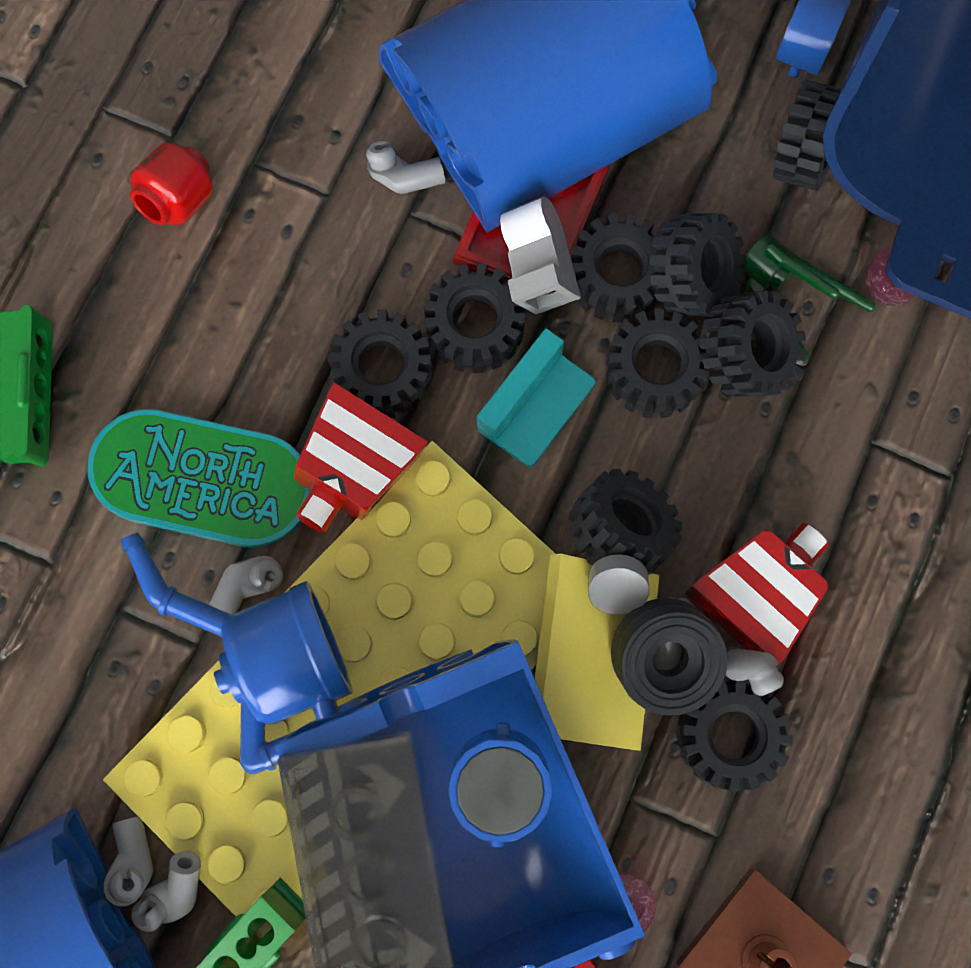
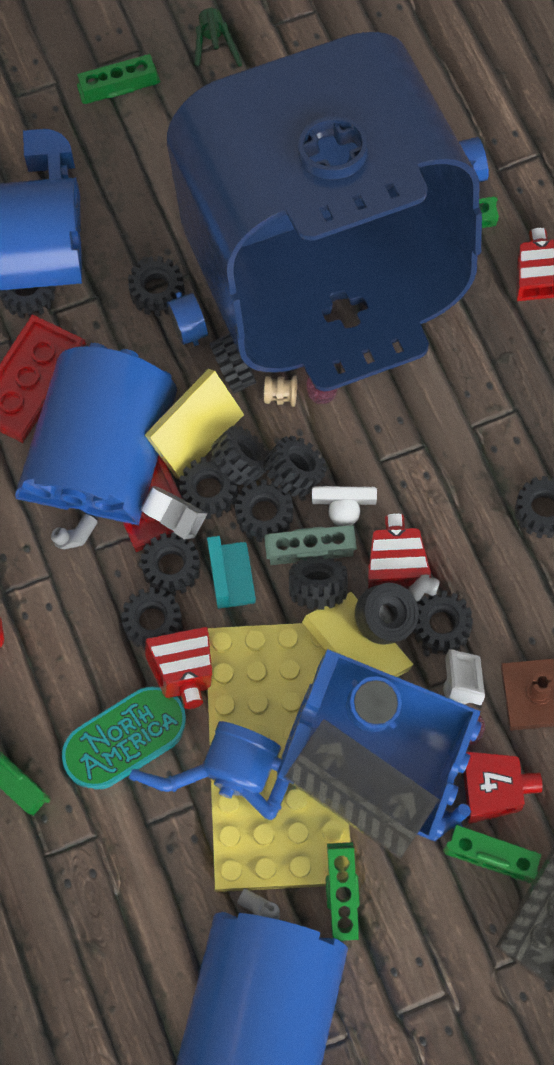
camera: 45 degrees left, 10 degrees down
(171, 897) = (292, 901): light grey arm -> none
(245, 580) = (189, 755): light grey arm -> none
(618, 584) = (339, 605): light grey tile -> none
(671, 444) = (313, 535): none -> sand green piece
(682, 845) = (464, 678): none -> white tile
(683, 165) = (194, 423): none -> light yellow tile
(769, 452) = (344, 501): none -> white tile
(775, 265) = (270, 427): dark green plant -> none
(838, 230) = (280, 390): none -> tan bush

